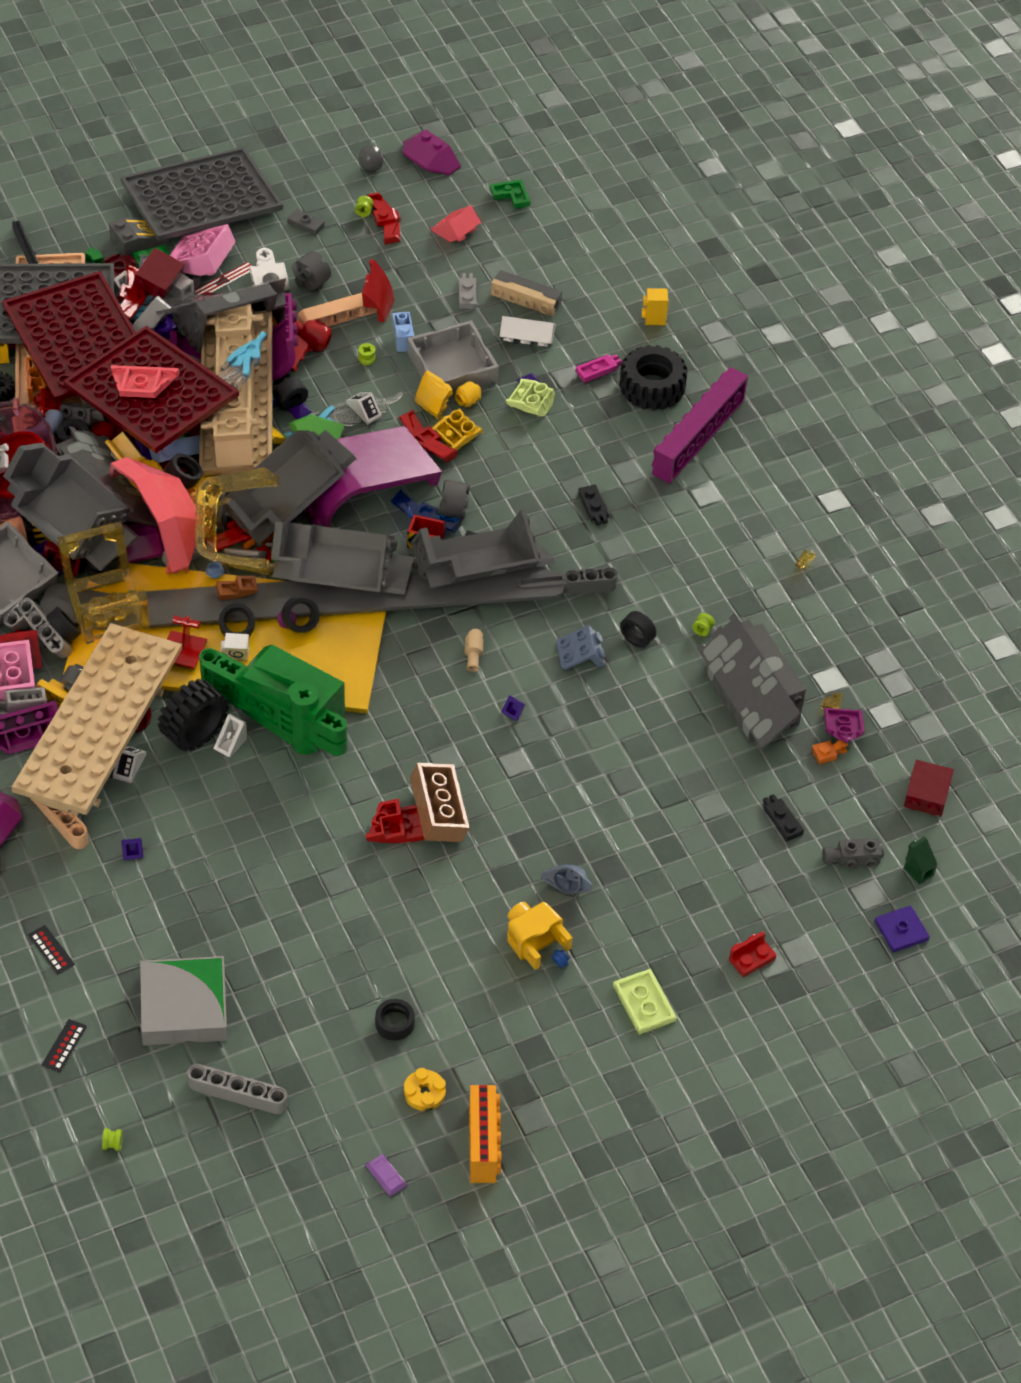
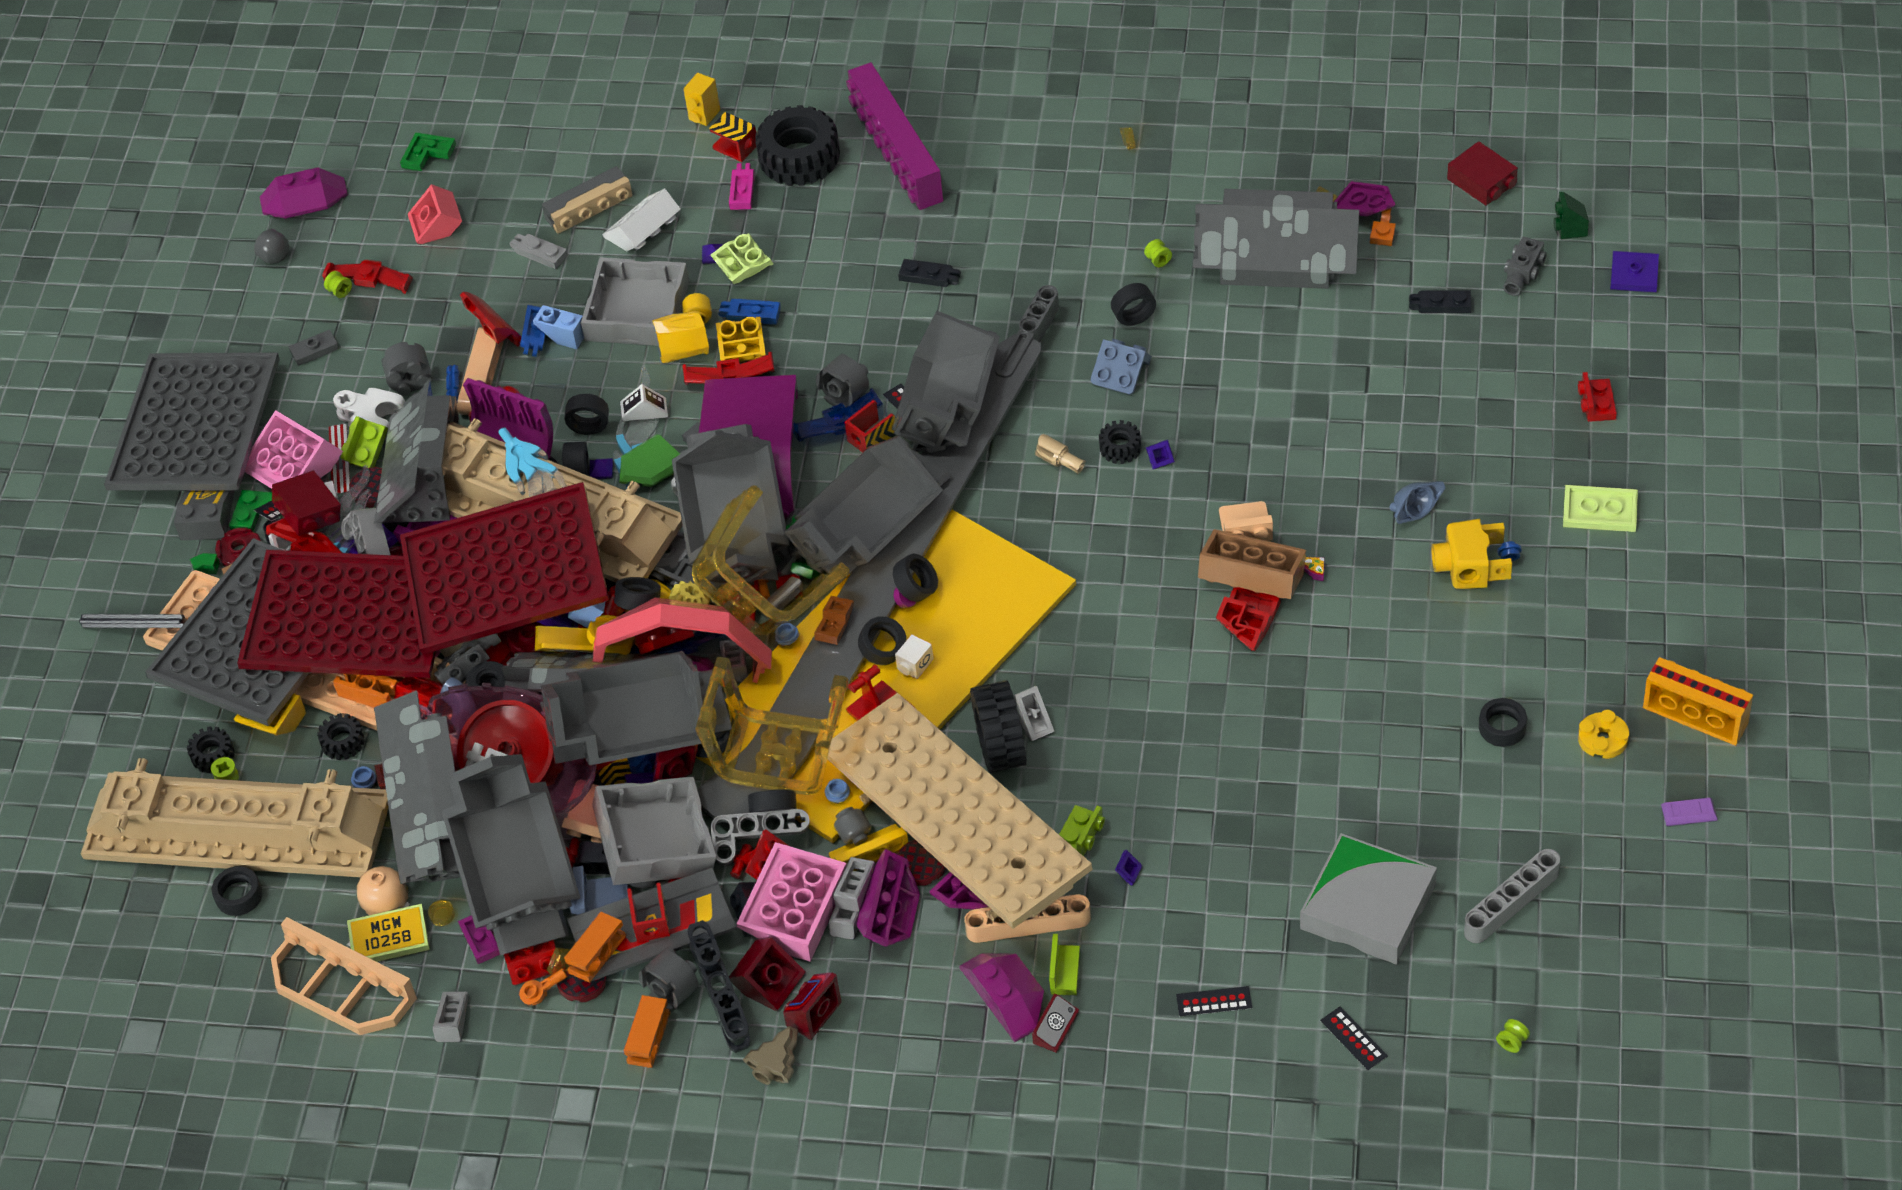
camera: 50 degrees left, 0 degrees up
(27, 847) = (1064, 968): none -> lime panel
(142, 381) = (492, 567): coral wing -> none
(149, 808) = (1082, 827): none -> lime bracket
(236, 278) = (363, 443): none -> lime bracket
(283, 696) = (1032, 633): green piece -> none
(330, 297) = (452, 381): none -> blue axle
(333, 379) = (584, 425): none -> black tyre
(366, 354) = (564, 373): lime wheel -> none
(384, 322) = (532, 336): none -> blue hinge
(470, 845) = (1315, 567): none -> tile
(482, 785) = (1247, 520): none -> light nougat bracket
(489, 424) = (739, 309): none -> blue hinge
(509, 671) = (1124, 451): none -> black tyre
(637, 335) = (734, 136): none -> piece

